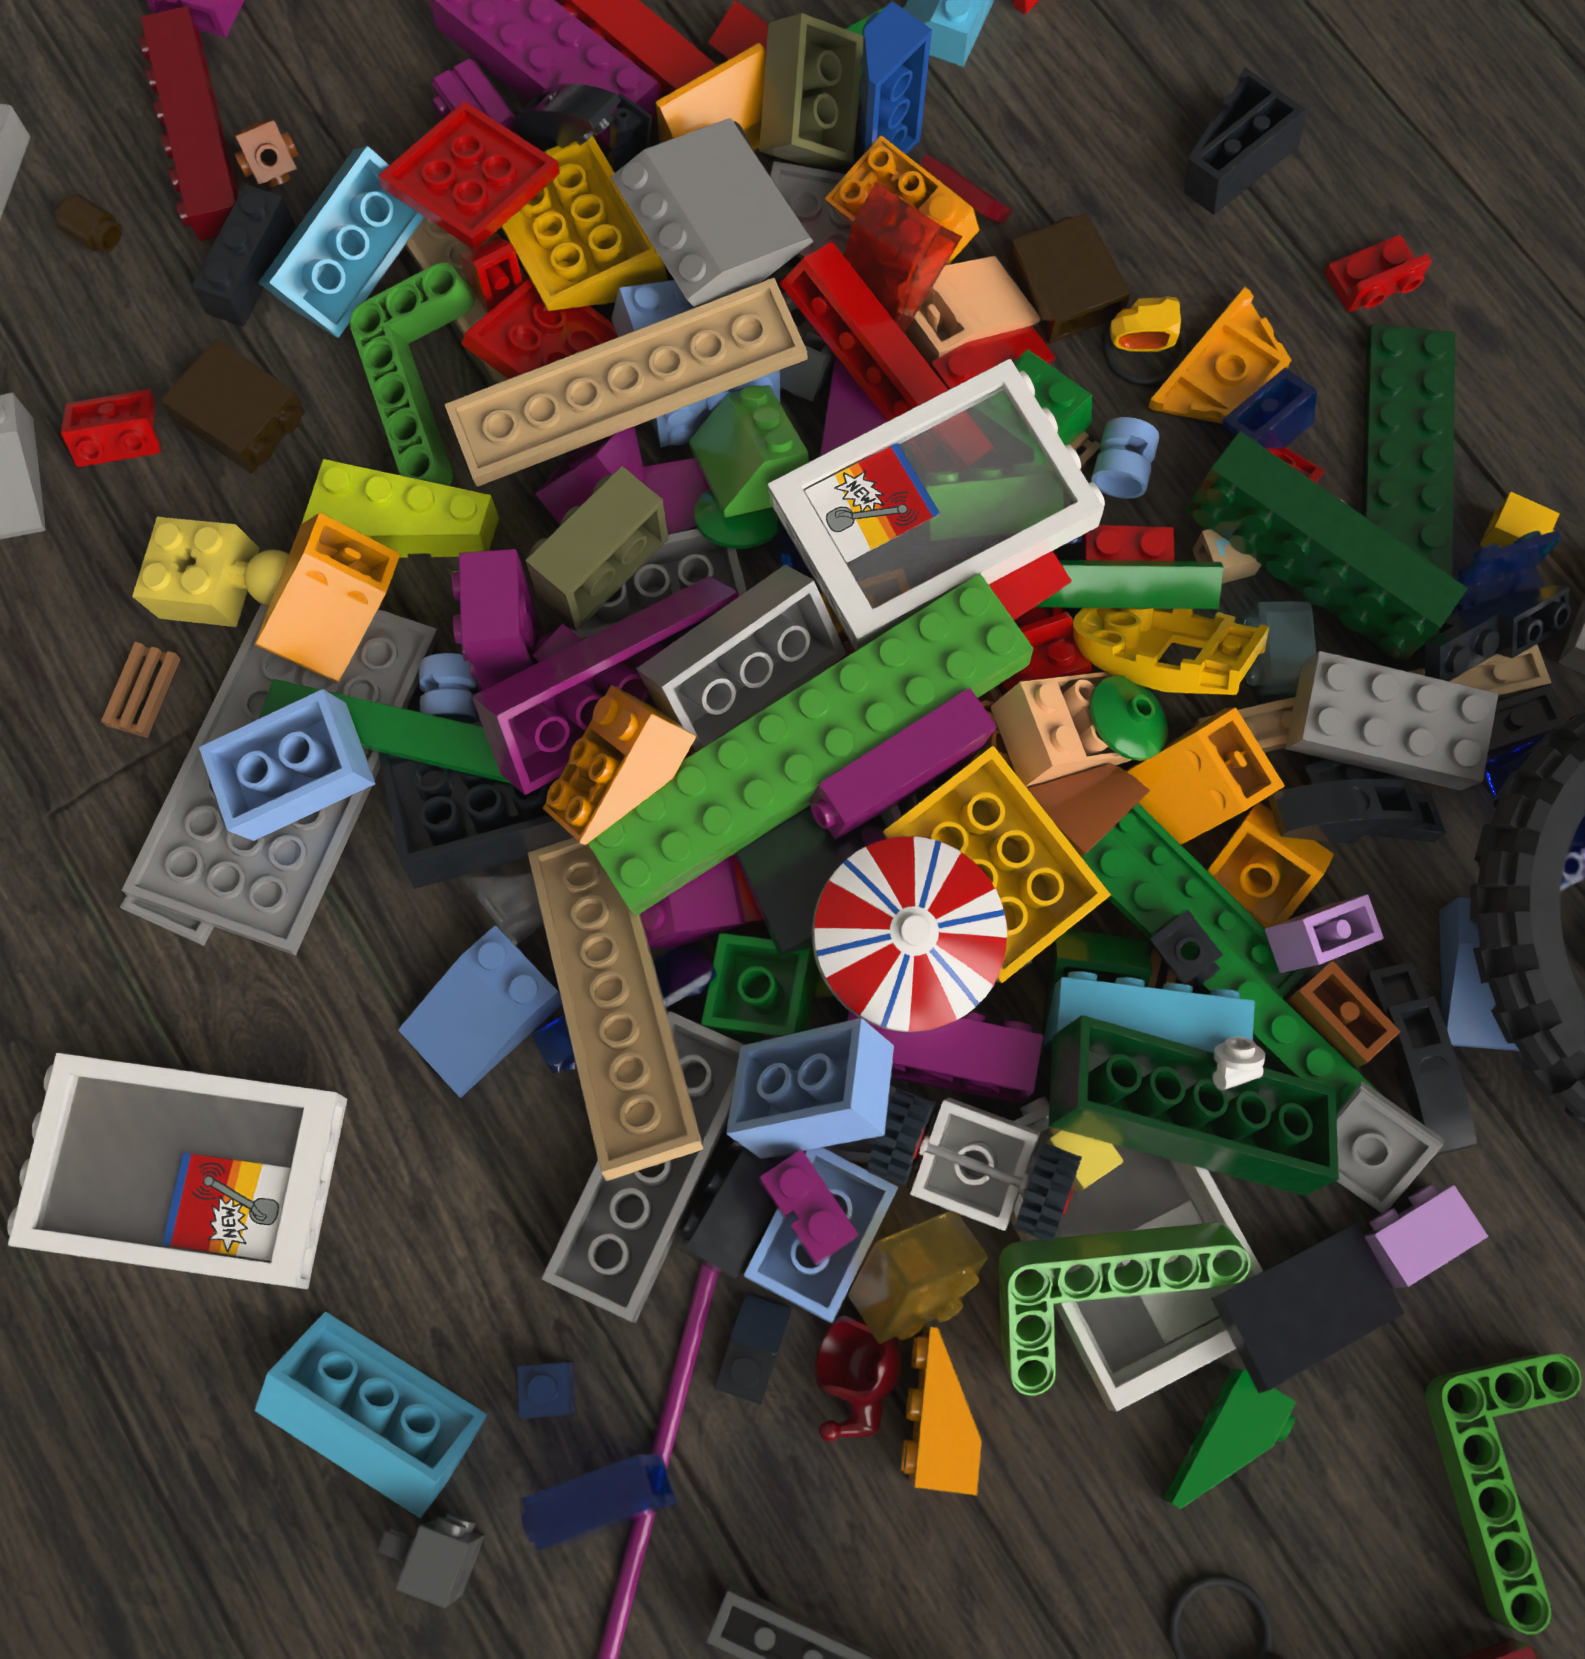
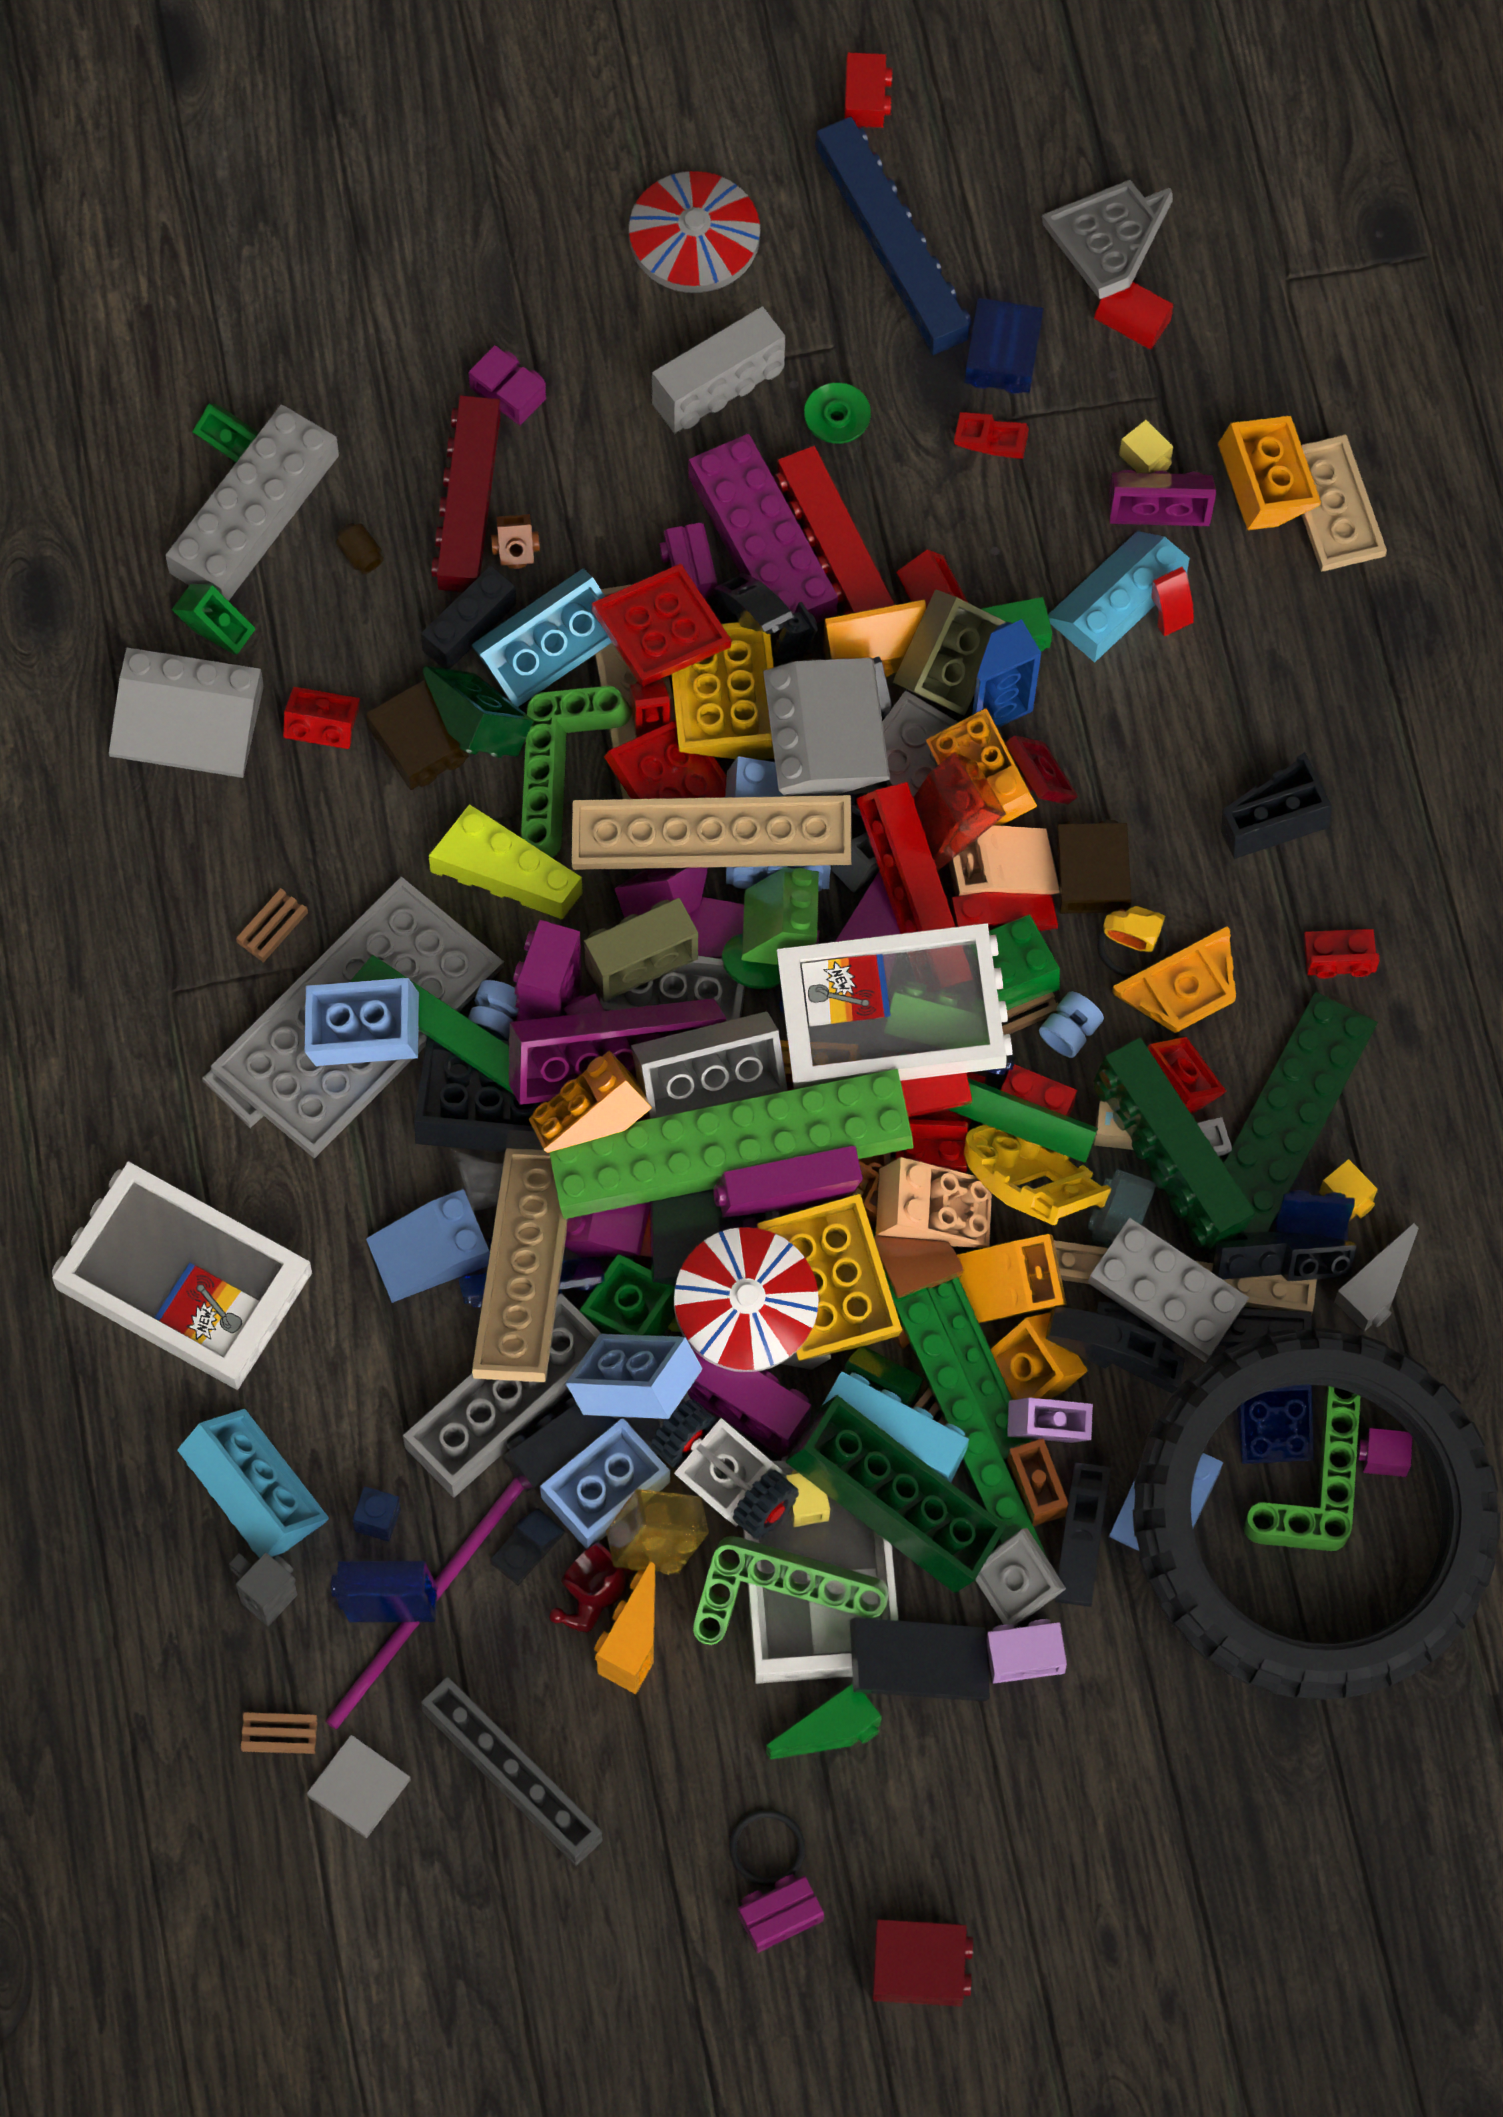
camera: 20 degrees right, 5 degrees down
(204, 572) = (352, 854): light yellow brick -> none
(294, 354) = (477, 713): none -> dark green slope
(326, 596) = (434, 909): light orange slope -> none
(821, 1221) = (604, 1464): magenta piece -> none
(1128, 718) = (965, 1220): green dish -> none
(1168, 943) = (943, 1372): black brick -> none
(1237, 1062) = (934, 1472): white plate -> none
(1275, 411) = (1196, 1033): clear blue slope -> none
(1491, 1471) = (994, 1817): bright green beam -> none

